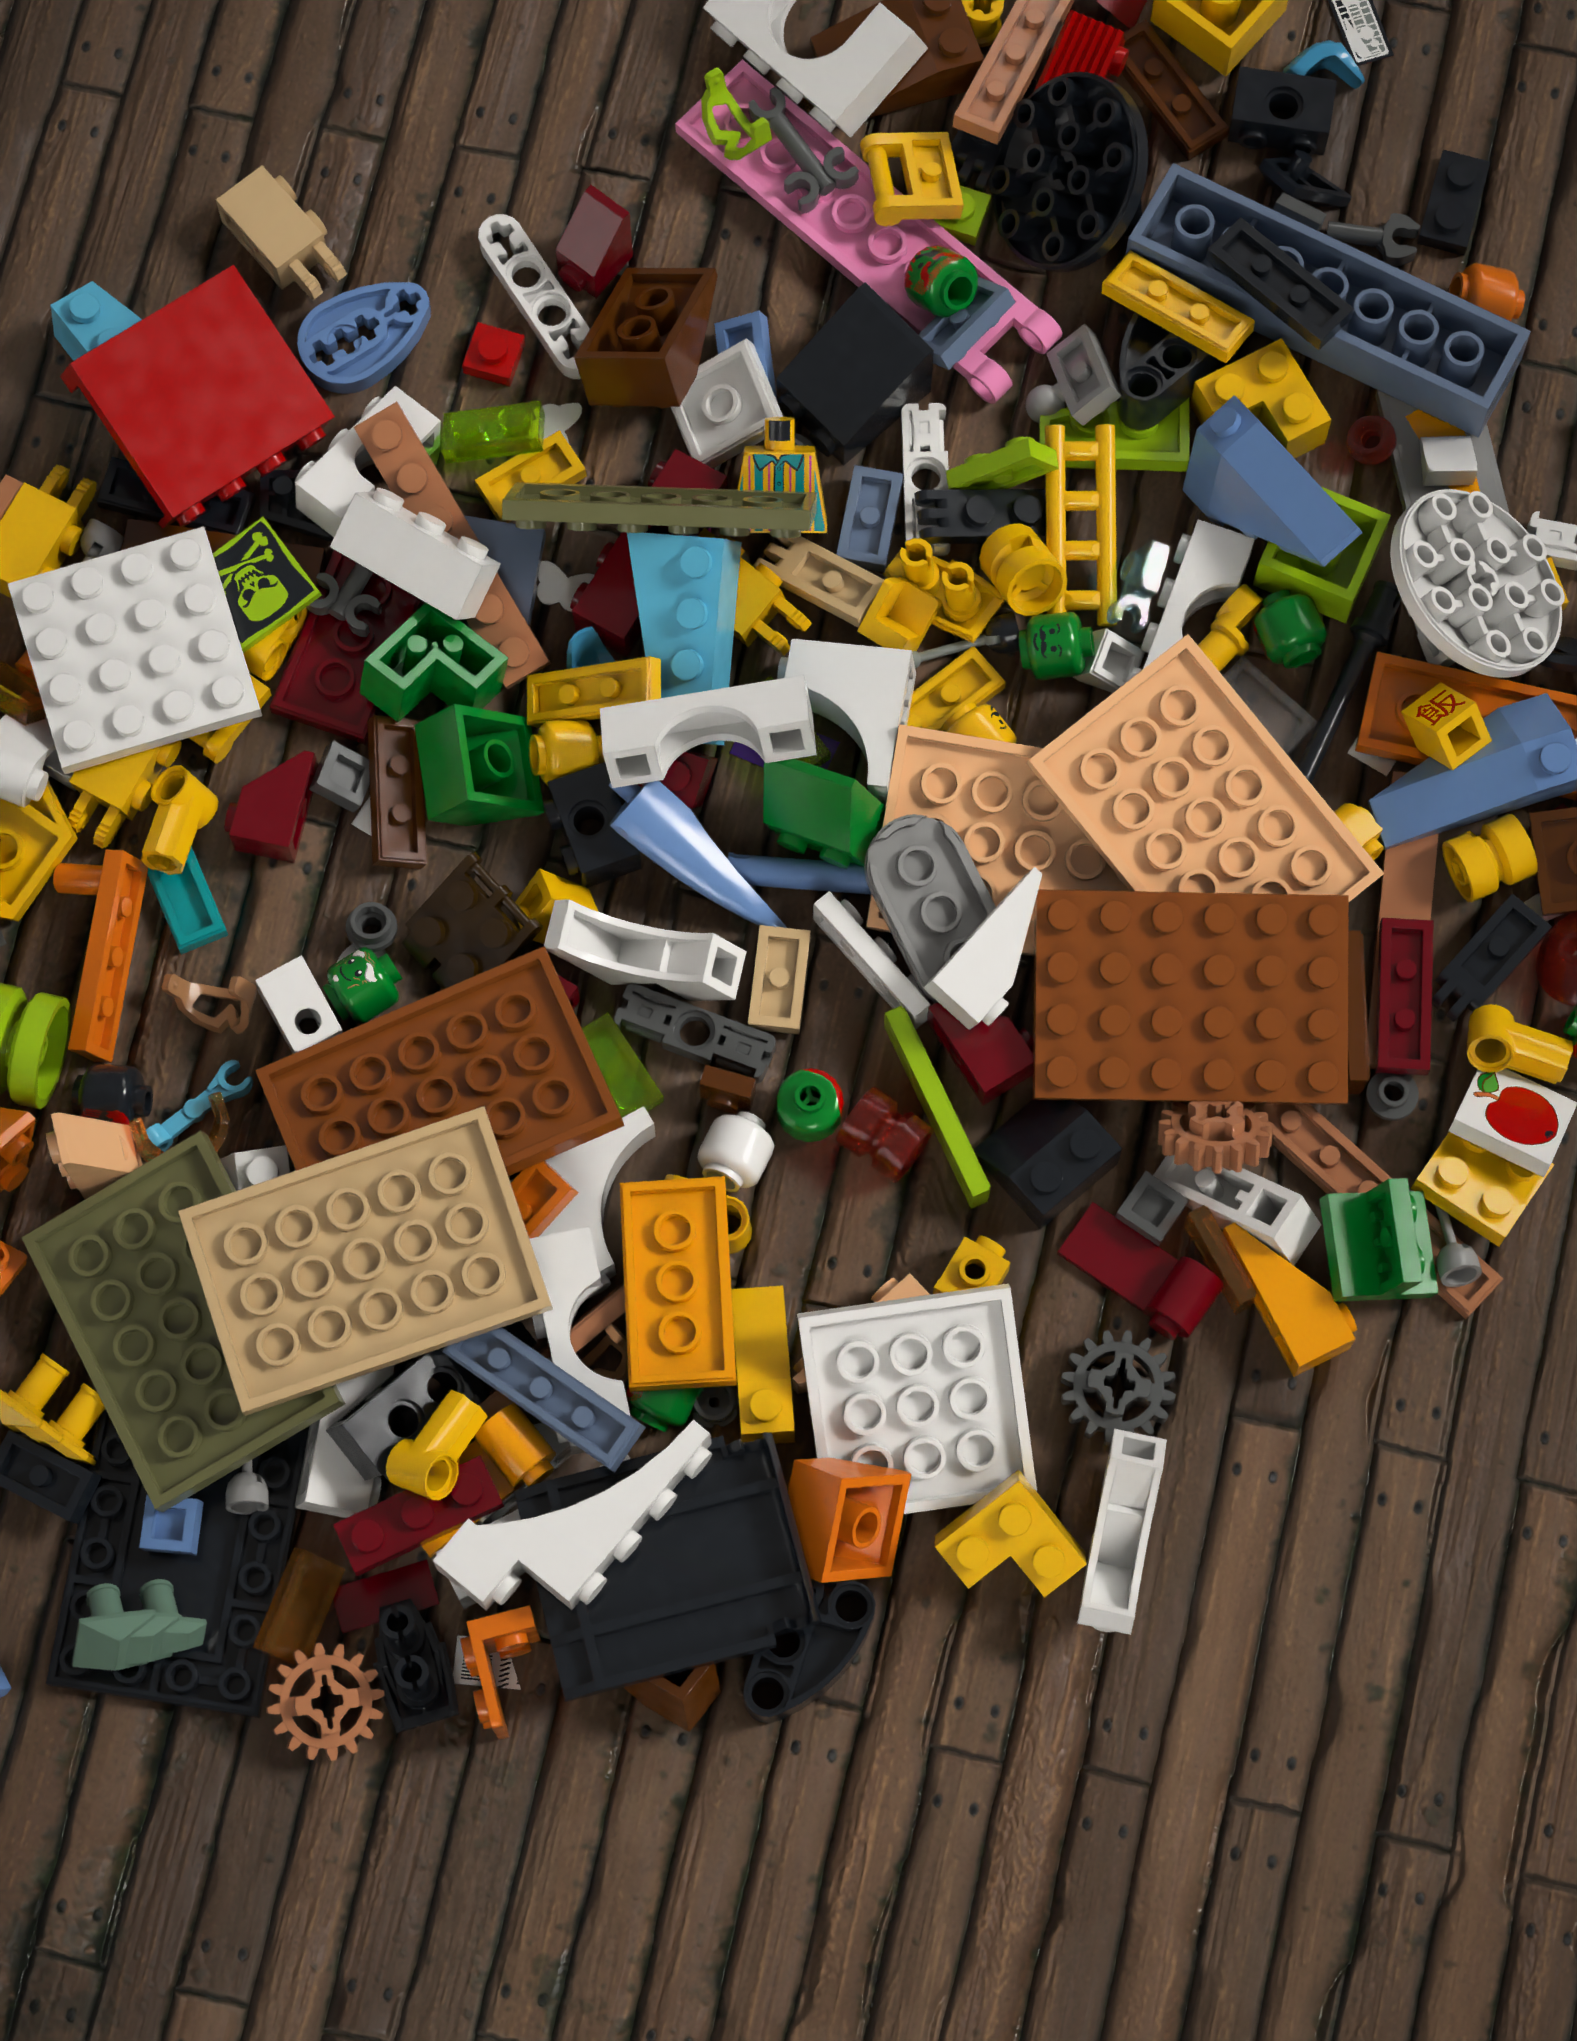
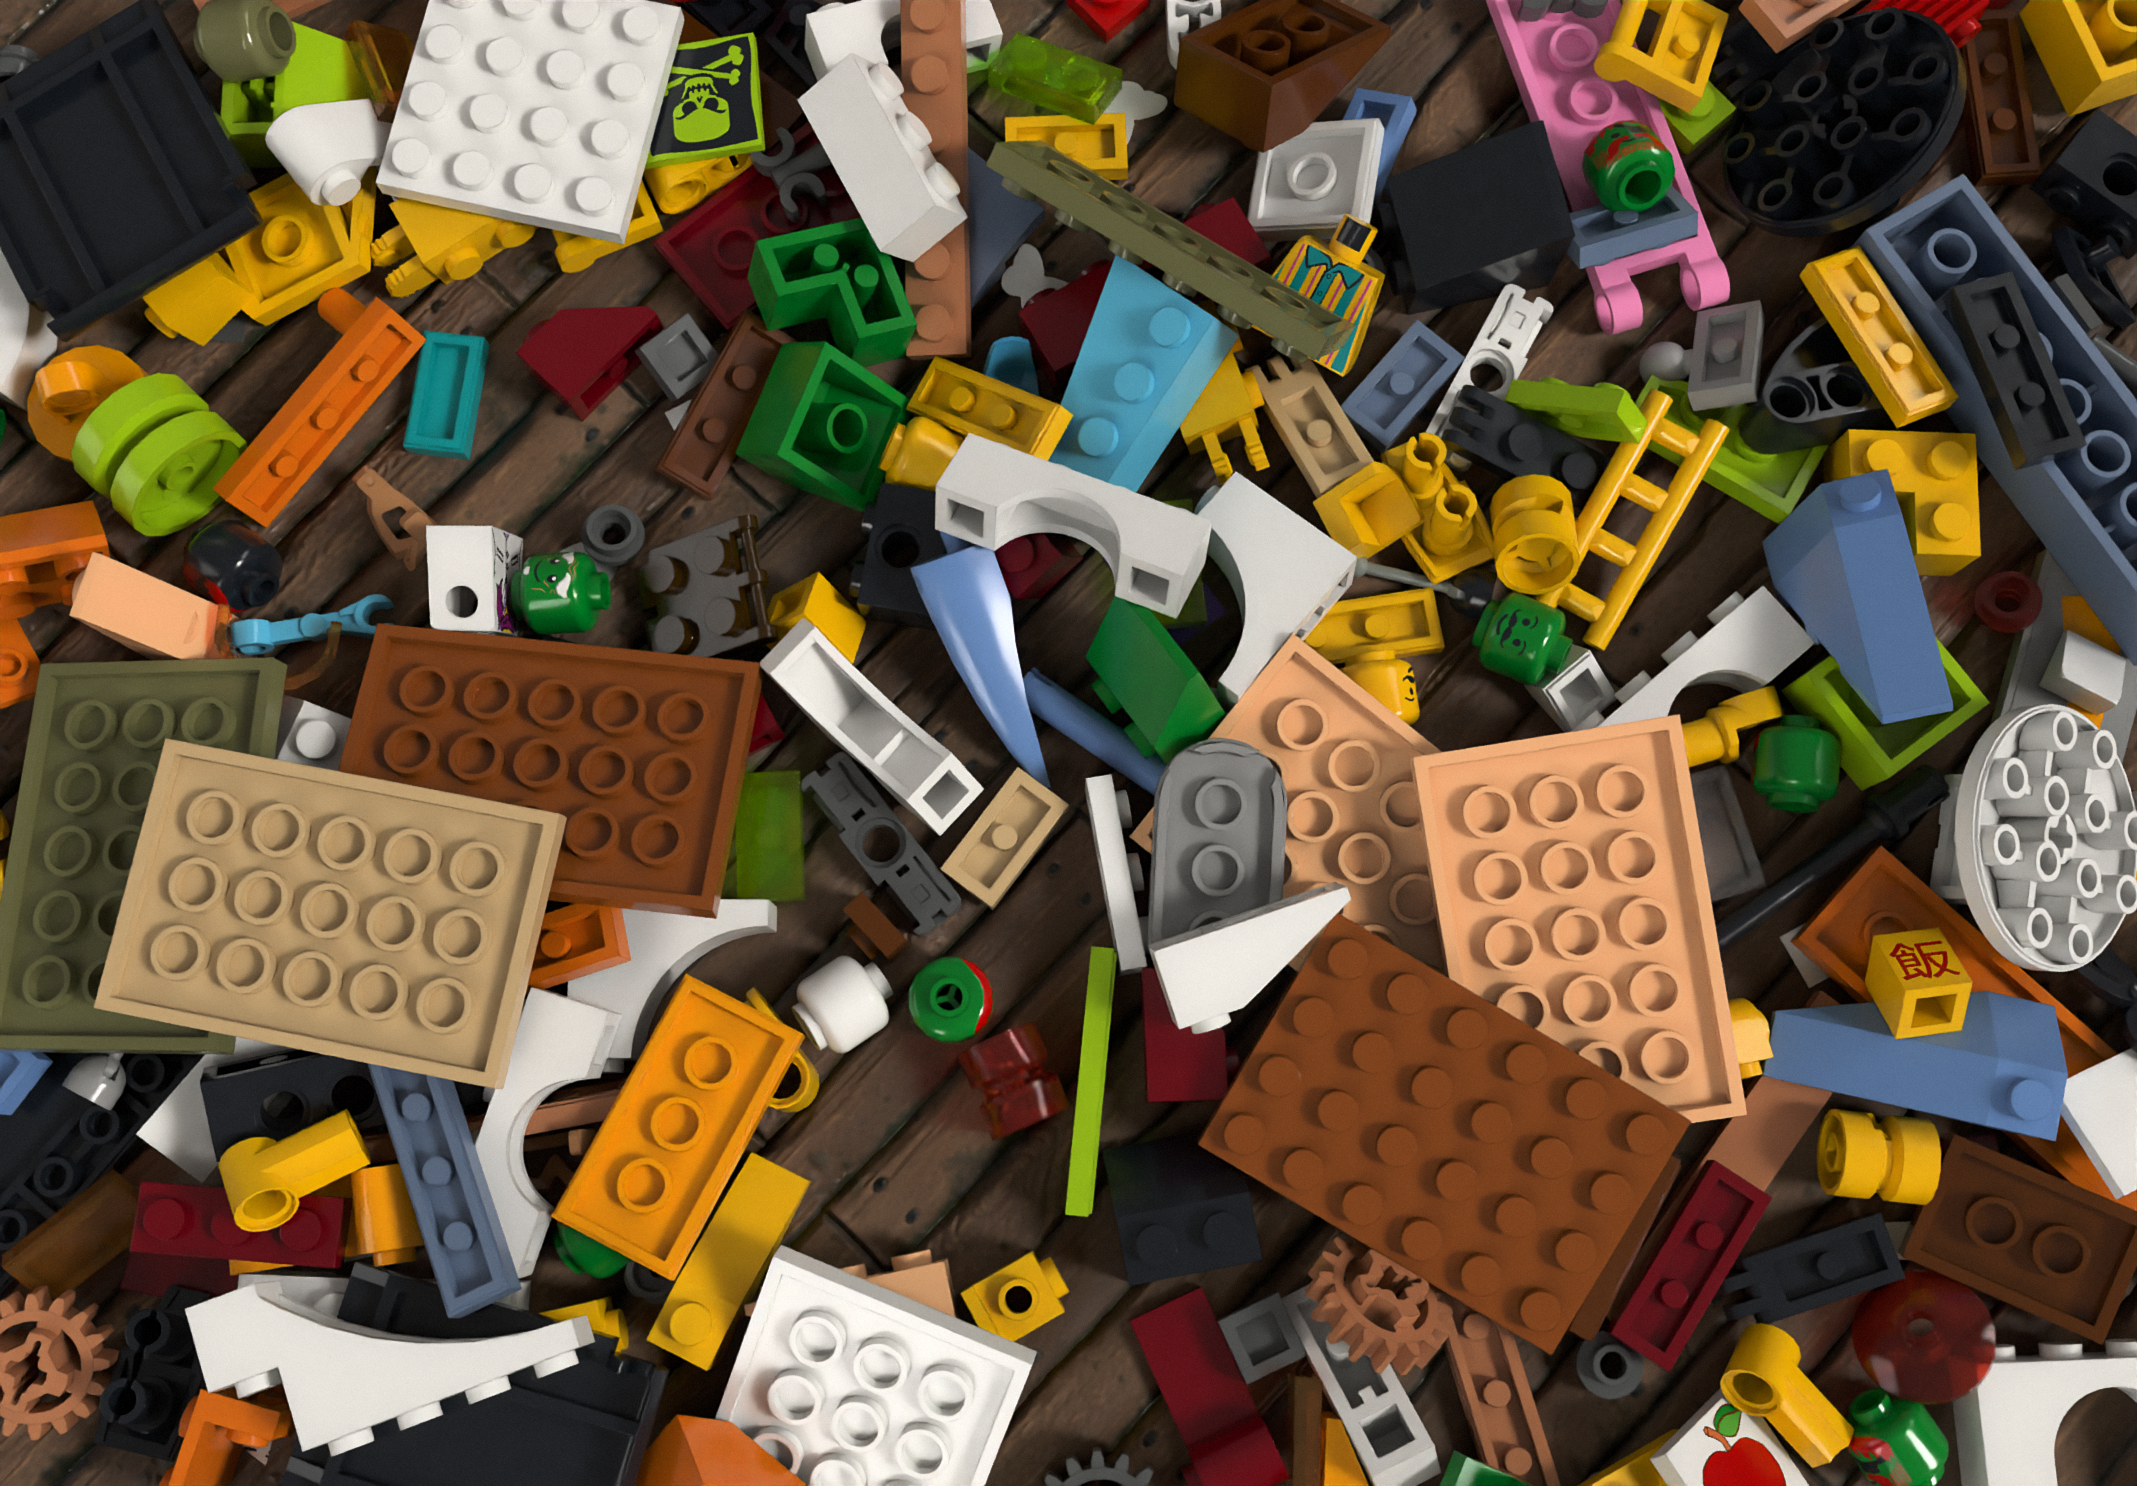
camera: 30 degrees right, 5 degrees up
(181, 811) = (487, 300): yellow piece -> none
(1142, 579) = (1661, 617): clear light blue plate -> none

